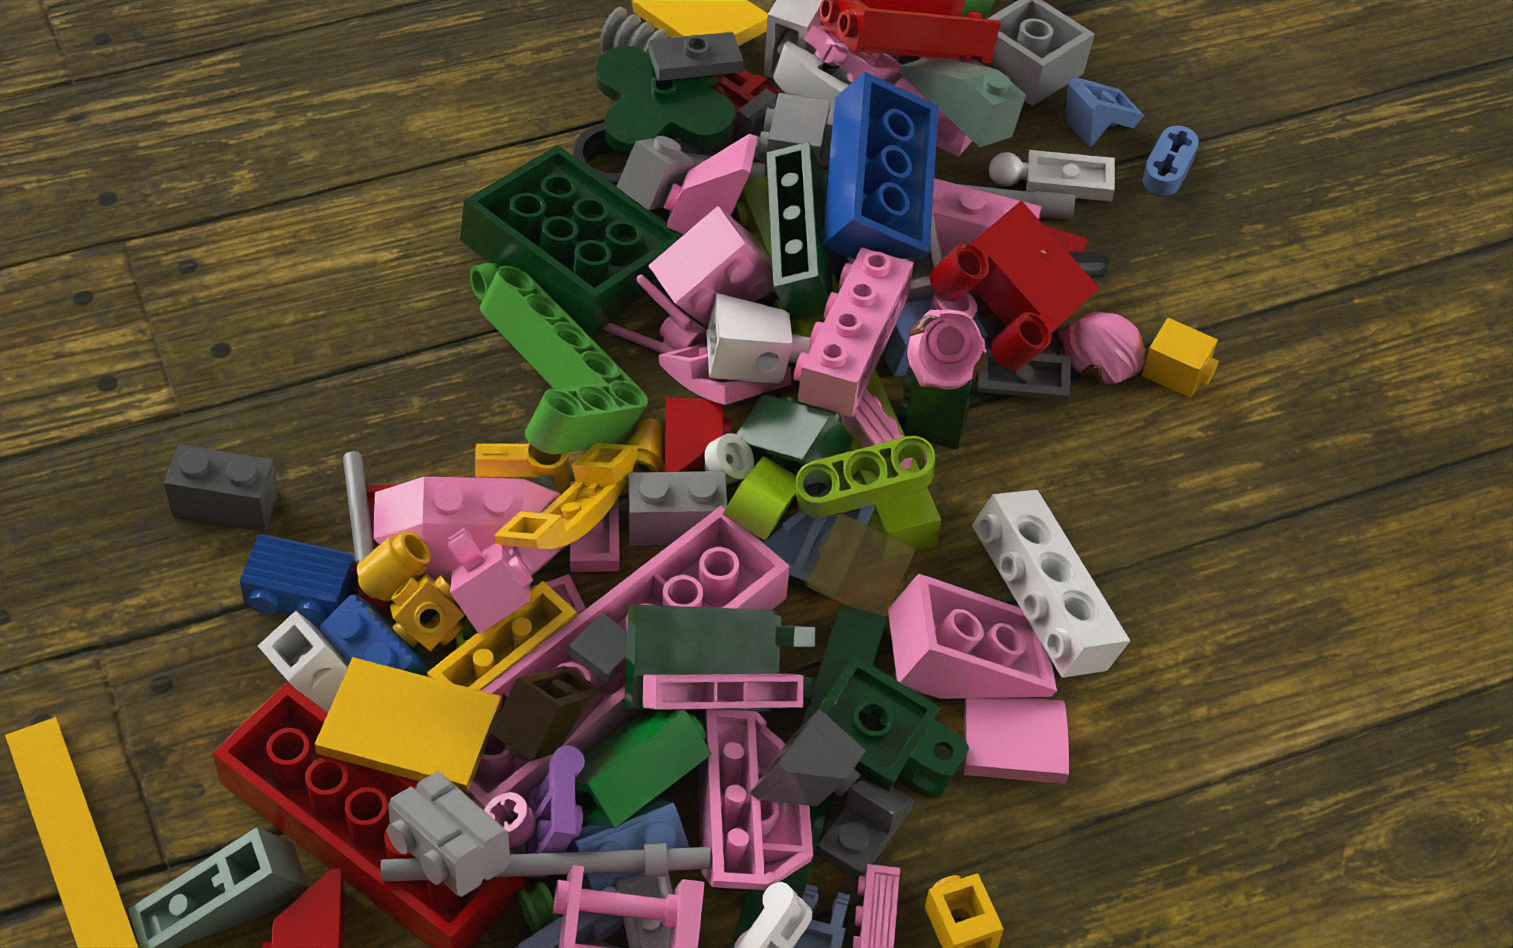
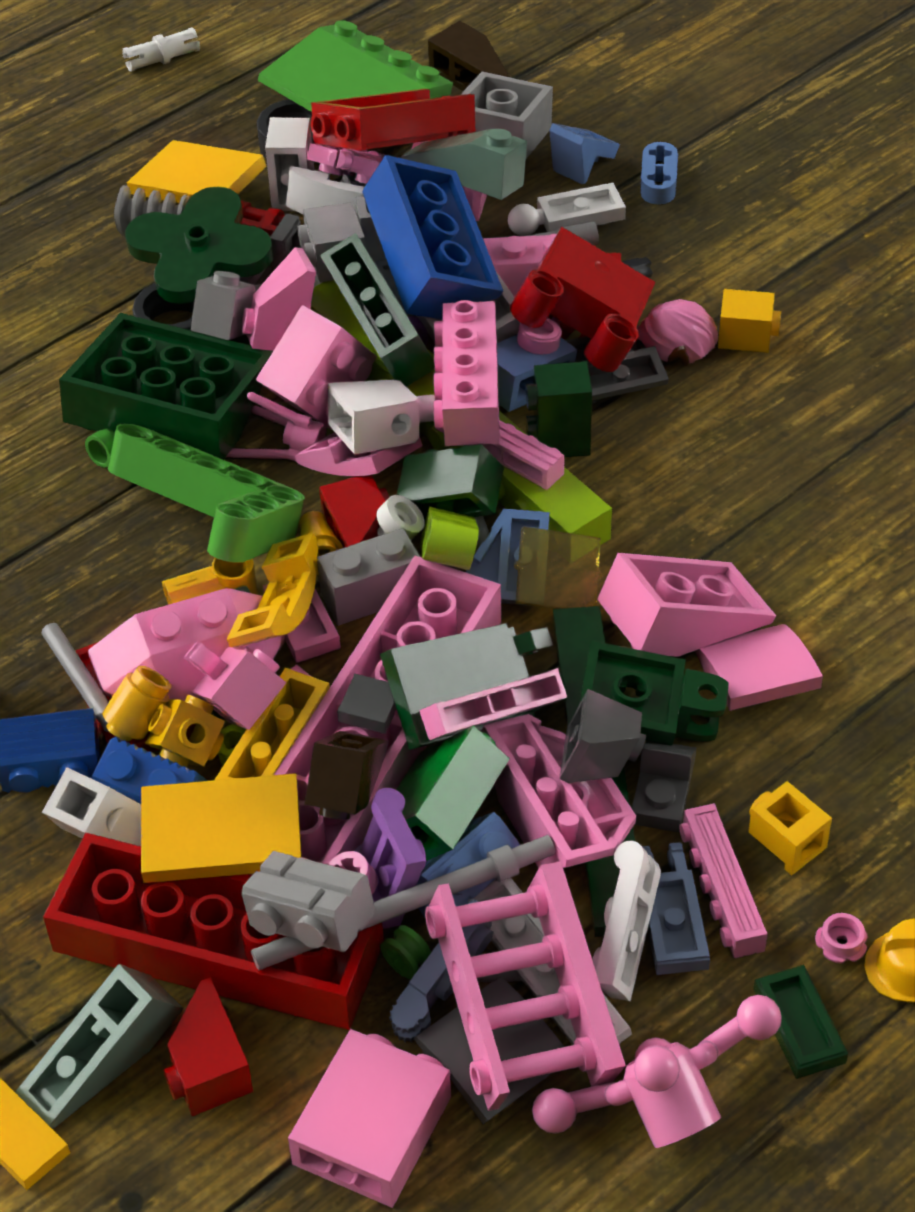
camera: 15 degrees left, 5 degrees down
(695, 56) = (215, 200): dark grey plate -> none
(882, 460) = (544, 469): lime beam -> none
(946, 349) = (560, 358): bright pink hair -> none
(1050, 583) = (728, 530): white brick -> none

